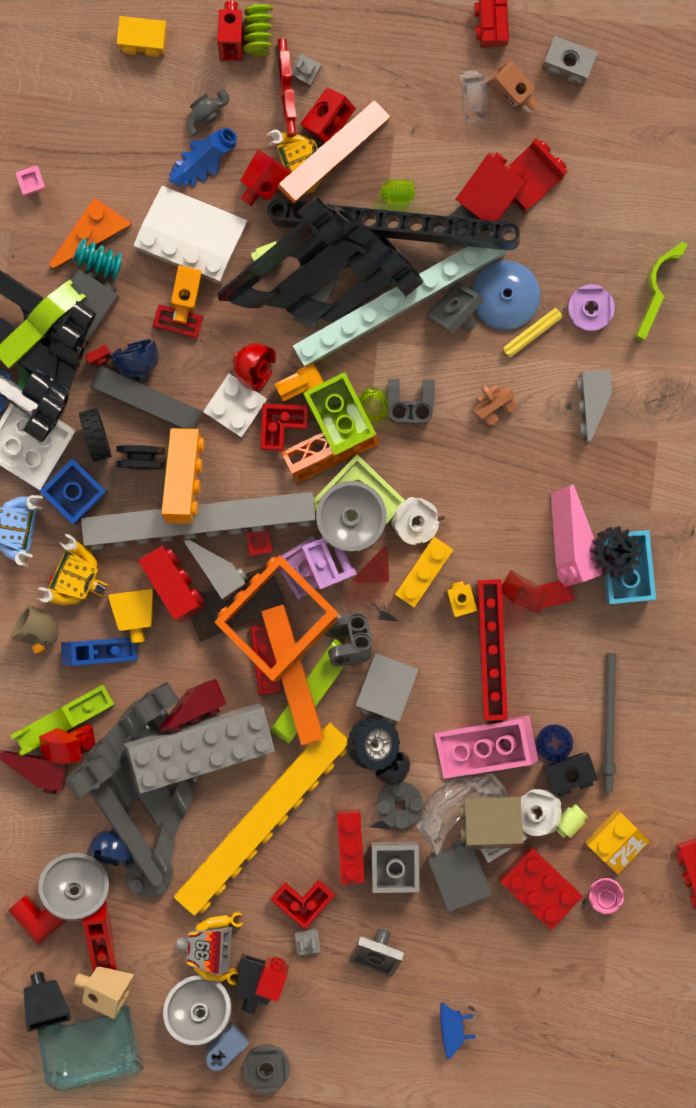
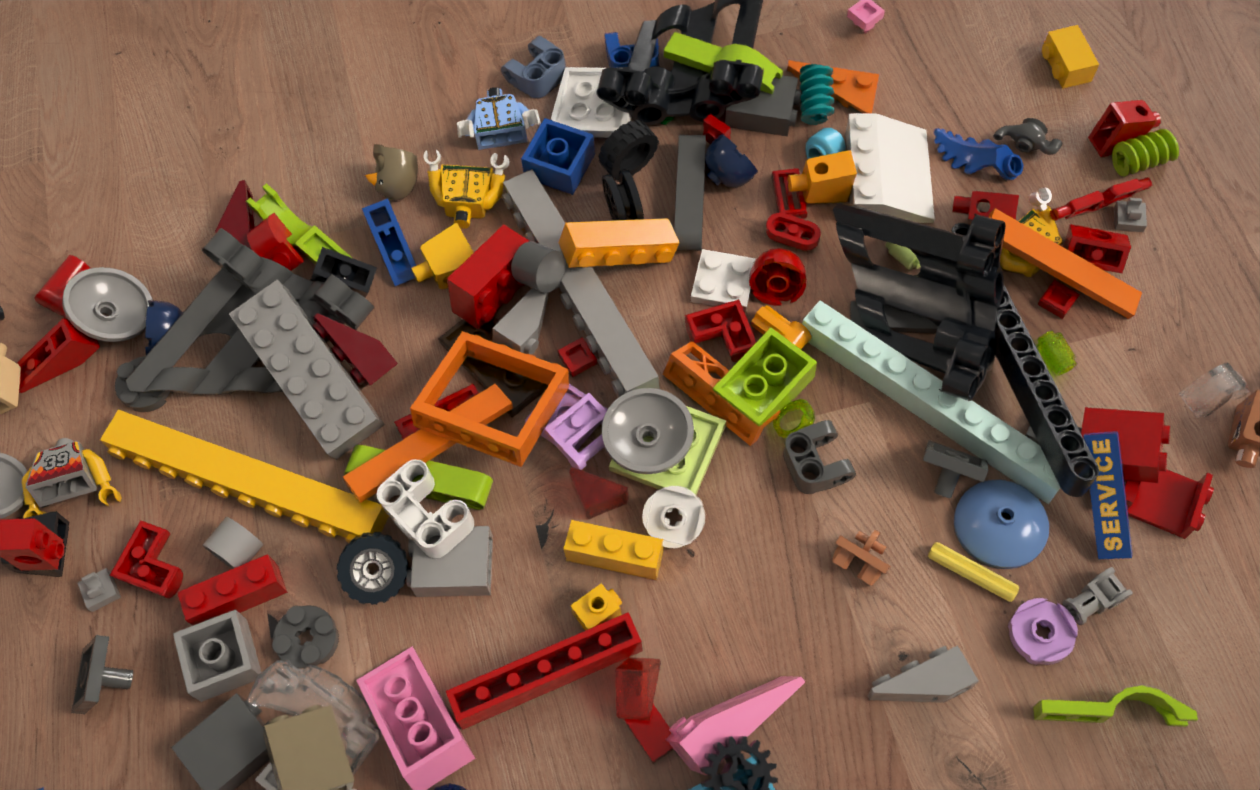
camera: 70 degrees right, 25 degrees down
(121, 697) = (352, 272): none -> black brick
(150, 275) = (825, 142): none -> medium azure head
(185, 546) = (538, 266): none -> dark grey piece
(213, 333) = (794, 231): none -> red plate
(315, 837) = (232, 543): none -> light grey piece
(350, 653) = (496, 501): dark grey piece -> none
(353, 703) = (414, 519): none -> white beam
(354, 164) = (1058, 299): none -> red tile
(396, 771) = (344, 611): black hair -> none
(527, 219) = (1109, 497): none -> blue tile
(582, 257) = (1100, 593): none -> light grey connector

